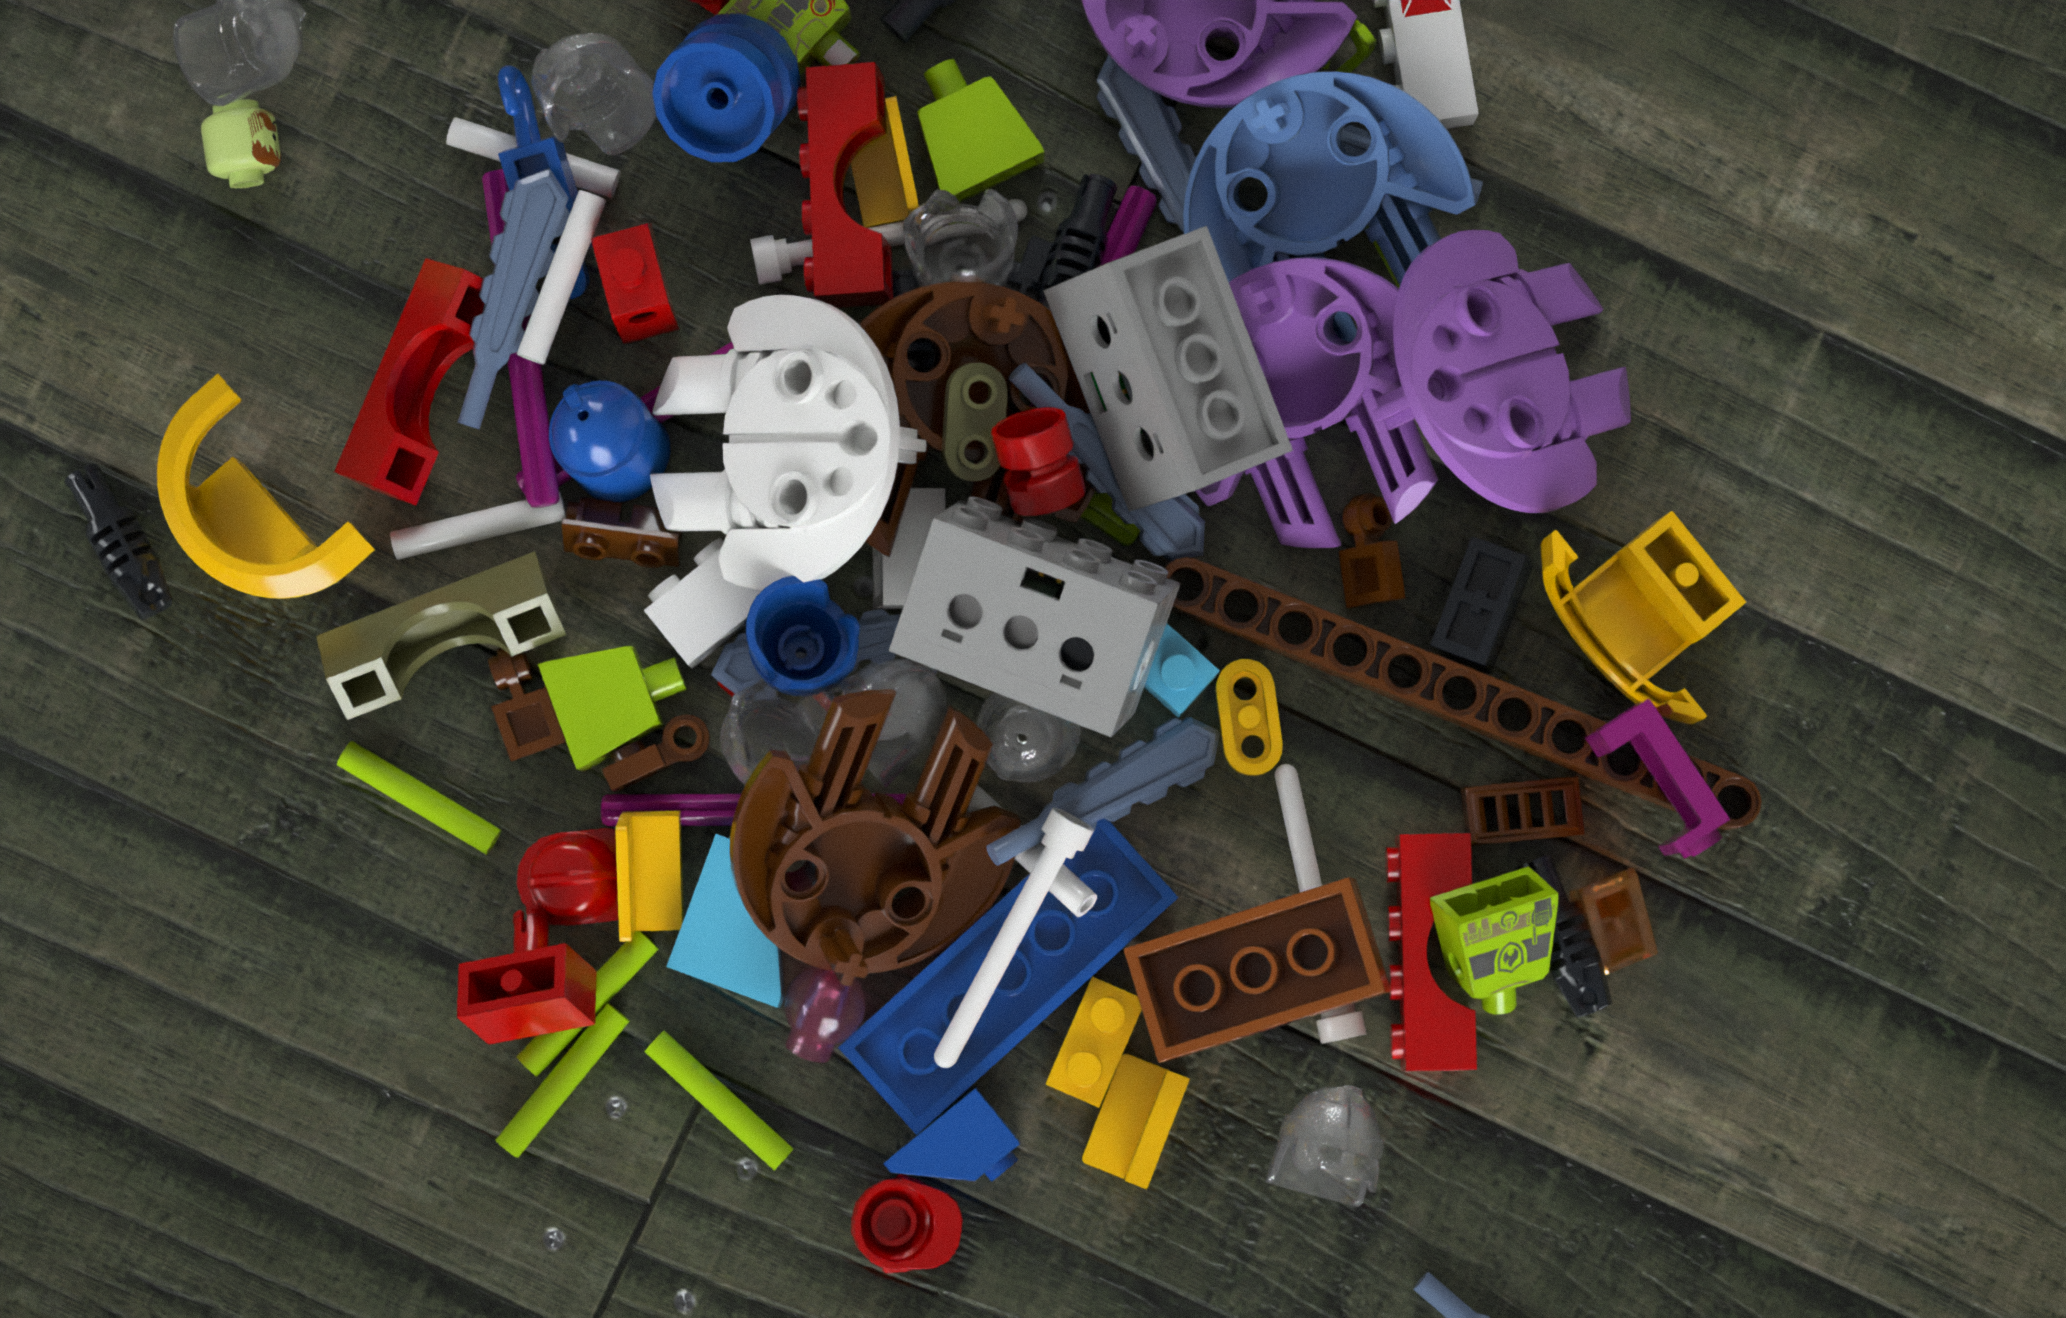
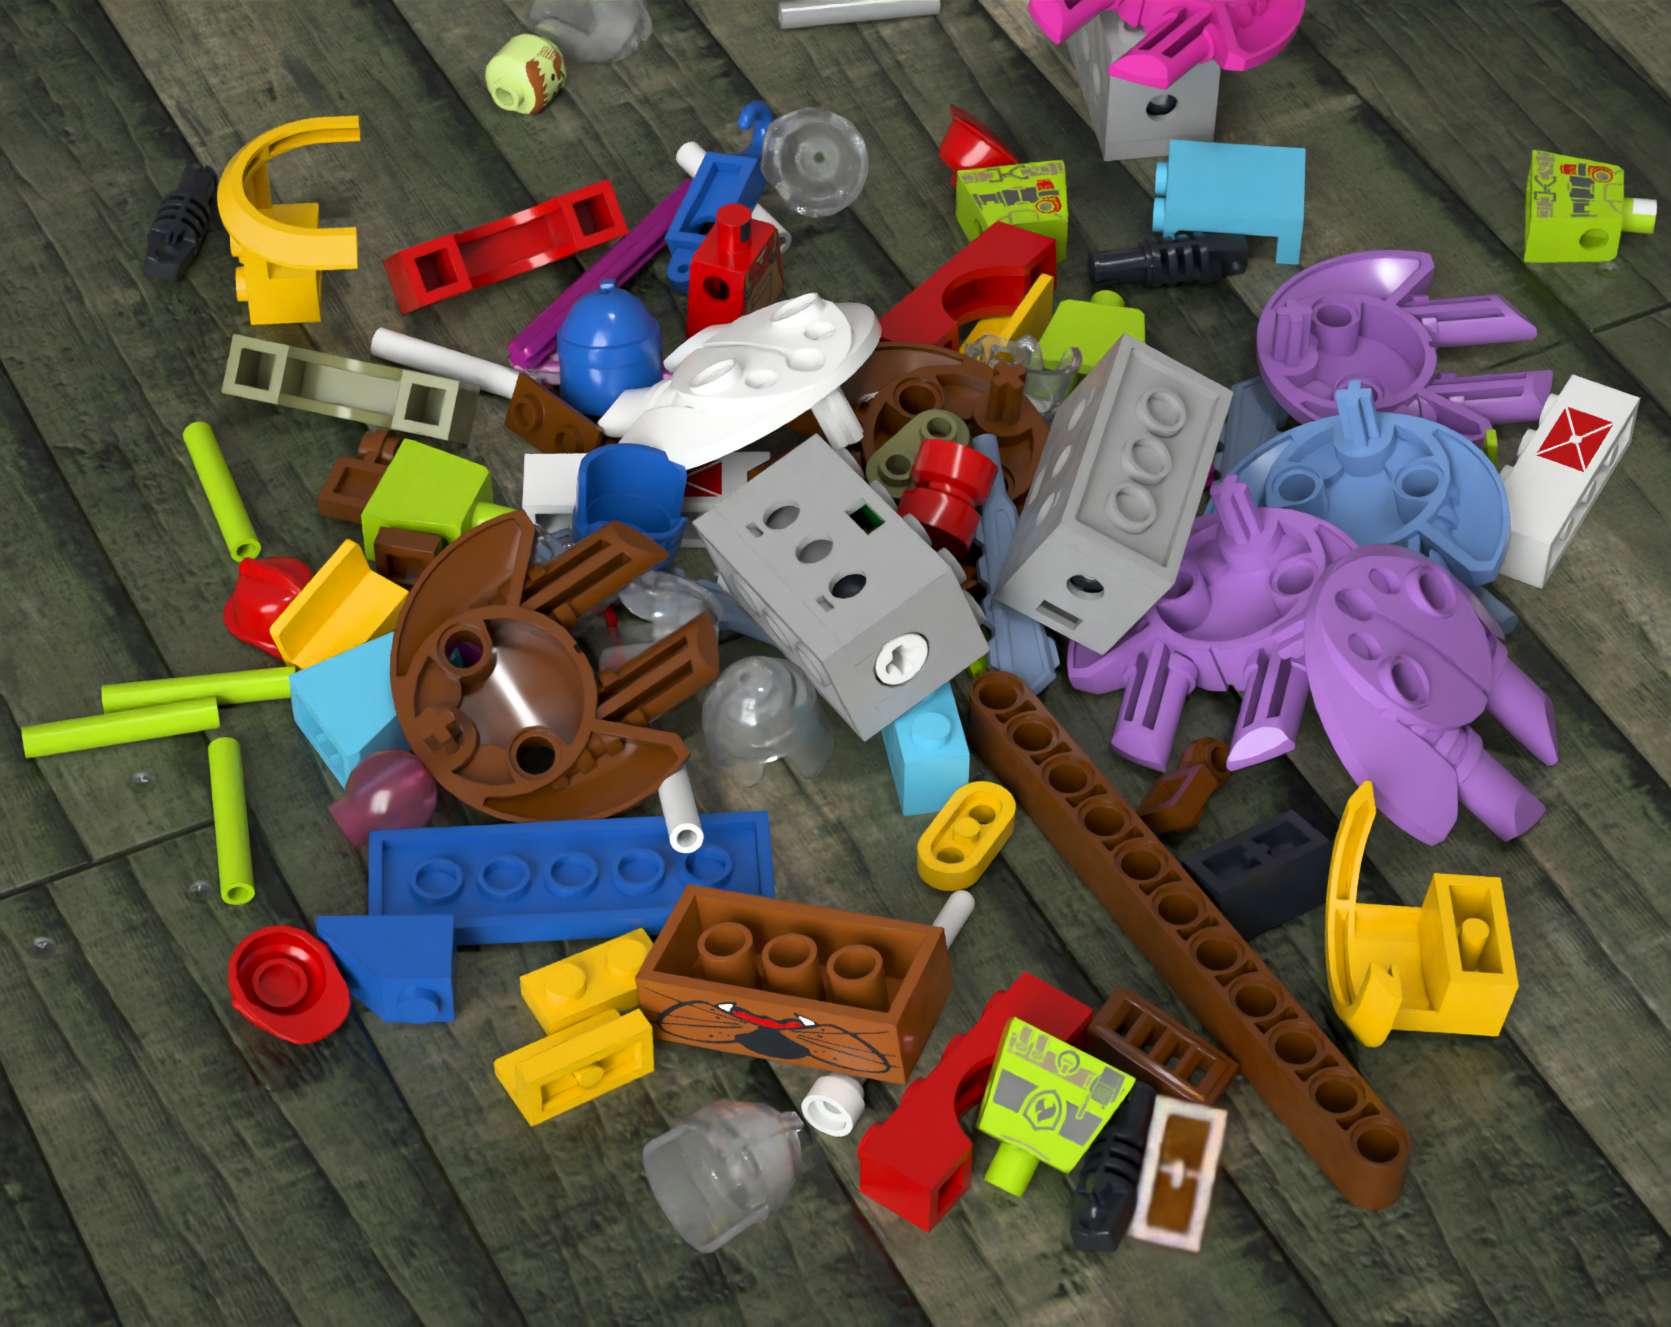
camera: 35 degrees right, 40 degrees down
(520, 255) = (658, 207): sand blue sword -> none
(527, 991) = (159, 626): red brick -> none
(561, 277) = (664, 241): white piece -> none
(726, 87) = (920, 200): blue wheel -> none
(1061, 840) = (711, 771): white piece -> none
(1143, 773) = (831, 808): sand blue sword -> none
(1672, 772) = (1316, 994): magenta panel -> none

